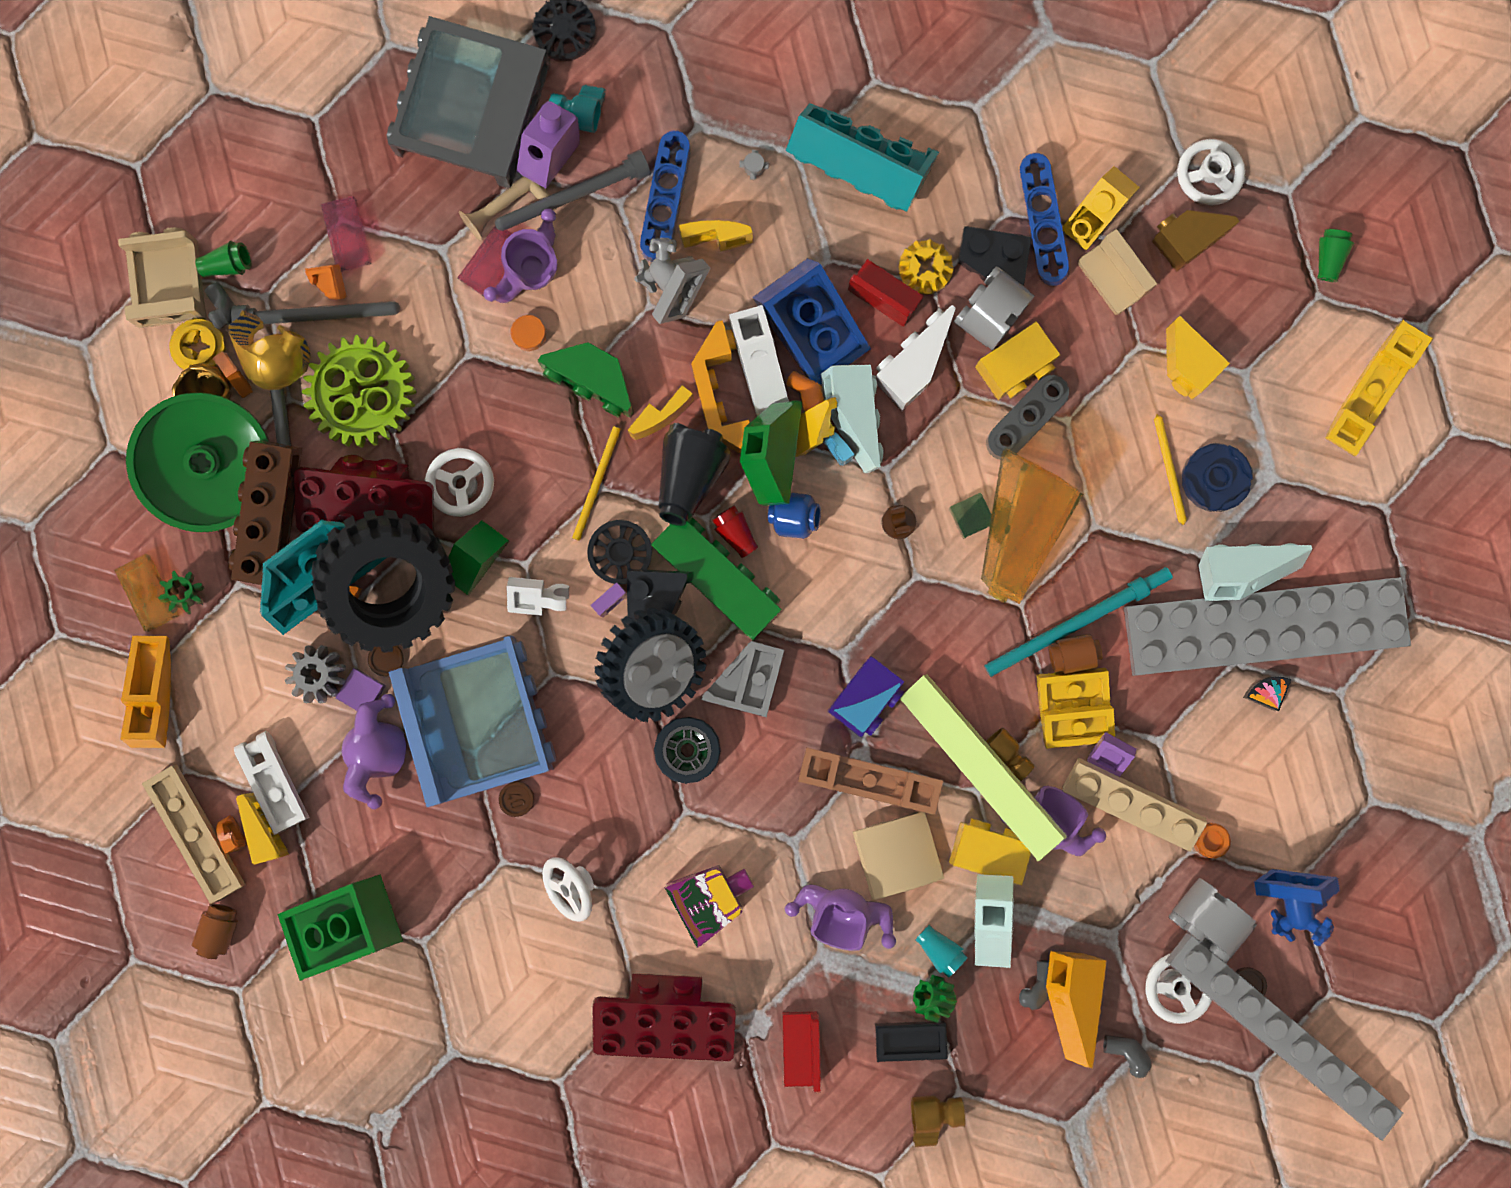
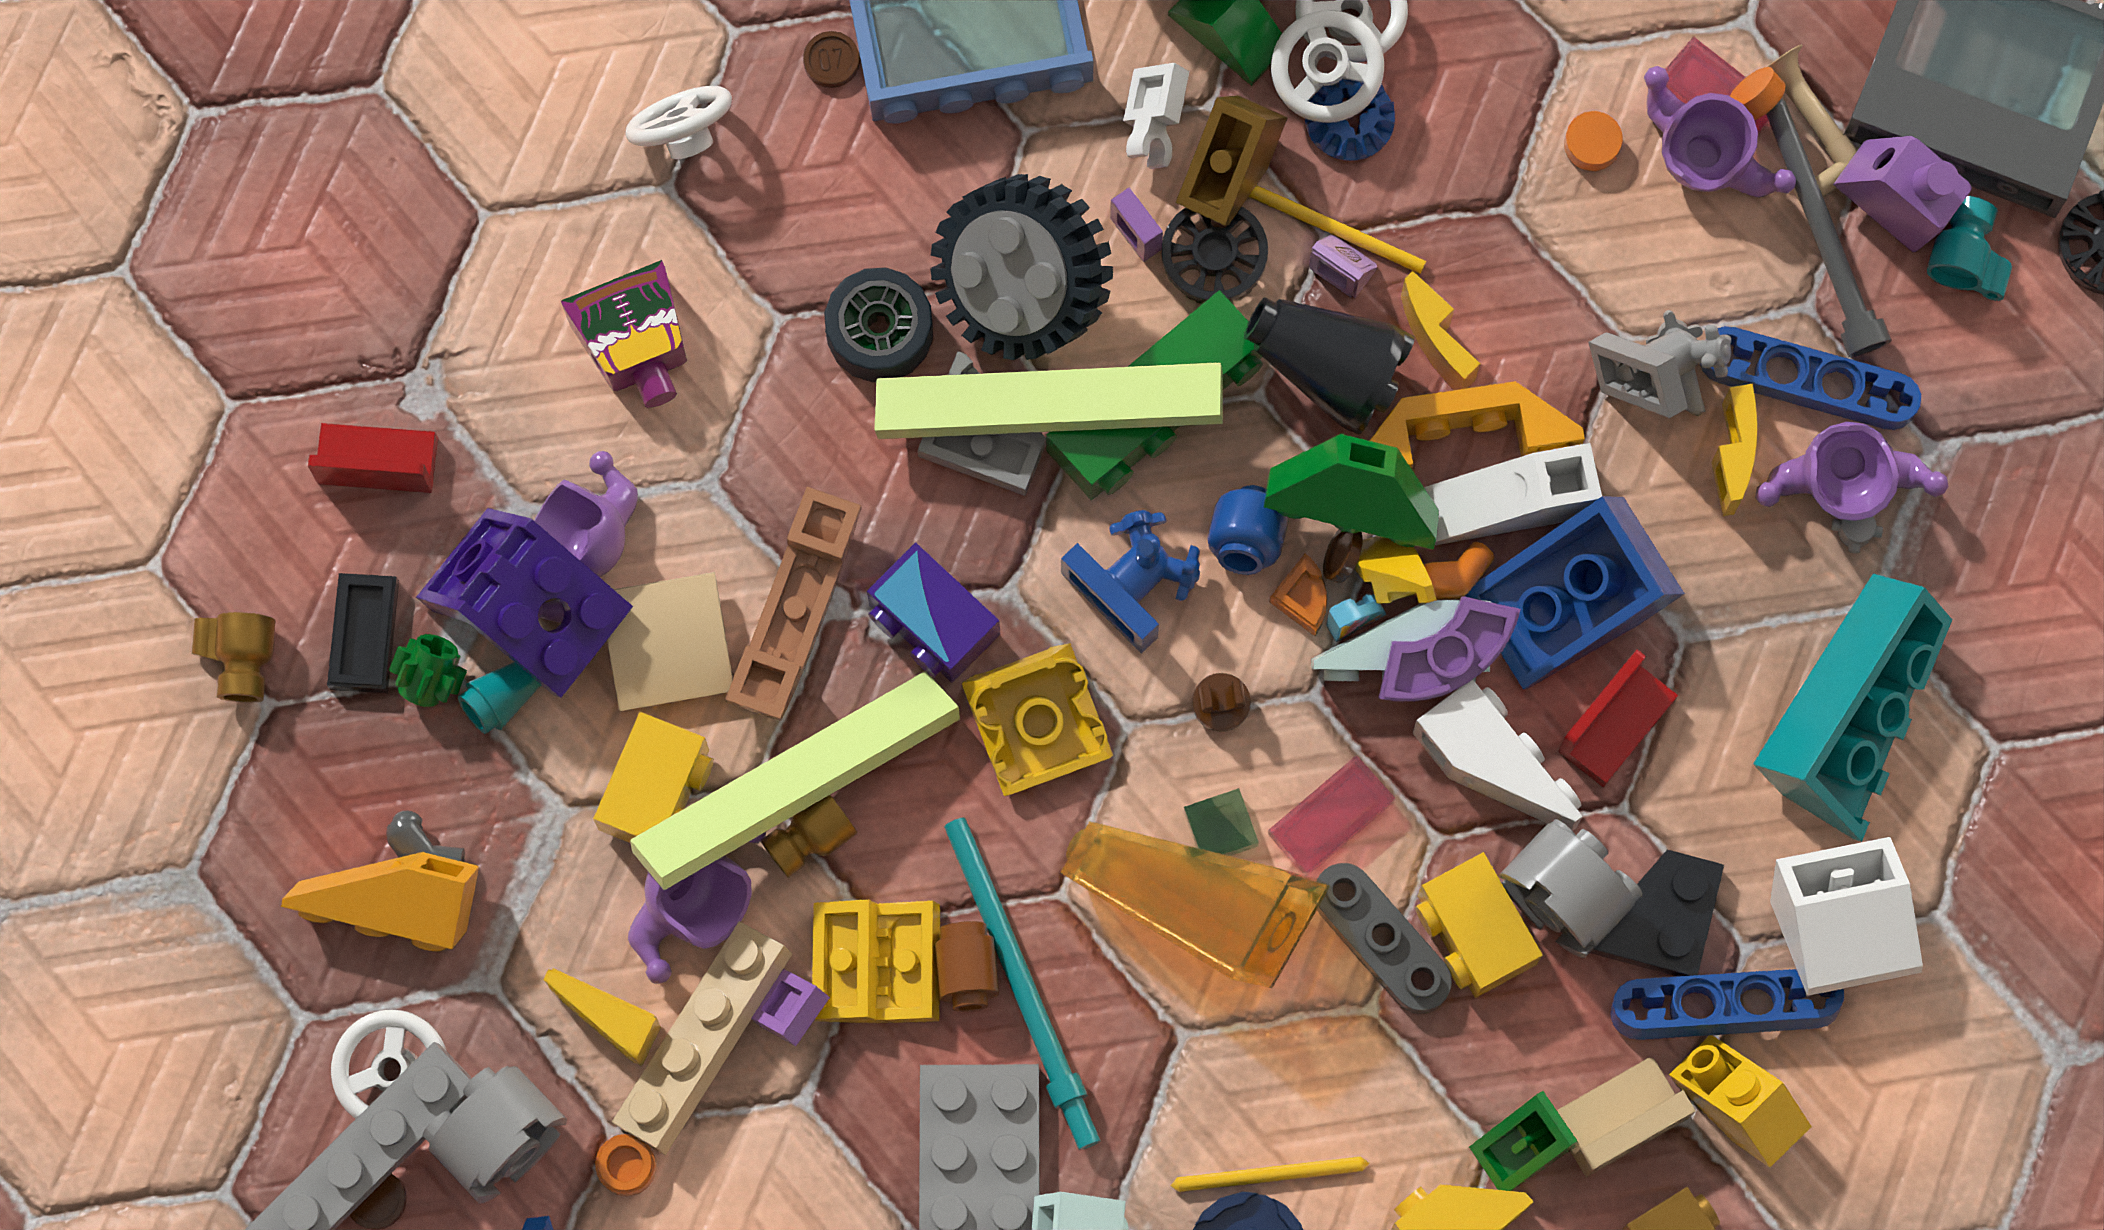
camera: 95 degrees right, 10 degrees down
(493, 233) = (1760, 91): none -> orange tile
(503, 465) = (1320, 46): none -> white piece
(540, 485) = (1338, 138): none -> blue gear
(562, 546) = (1230, 157): none -> pearl gold slope
(592, 375) = (1510, 232): green slope -> none
(621, 474) = (1341, 265): none -> lavender slope
(655, 590) = (1143, 292): black wing -> none
(664, 1021) = (451, 247): dark red bracket -> none
(727, 166) = (1850, 473): none -> medium lavender piece
(733, 639) = (1049, 401): none -> yellowish green tile
(735, 531) = (1241, 433): red cone -> none
(806, 458) = (1342, 555): none -> reddish brown piece
(827, 480) = (1303, 595): none -> orange tile
(829, 579) = (1125, 583): none -> blue piece
(866, 387) = (1451, 655): none -> medium lavender tile
(879, 960) = (503, 578): none -> dark purple bracket
(920, 629) = (1037, 718): none -> yellow slope
(927, 282) = (1658, 822): yellow gear -> none
(959, 452) = (1331, 816): none -> clear pink tile
(993, 151) = (1847, 915): none -> white slope
(993, 920) = (543, 764): light aqua slope -> none
(1129, 862) = (616, 1020): none -> yellow slope
(1131, 1049) = (294, 987): dark grey arm -> none
(1140, 323) = (1524, 1143): none -> green slope

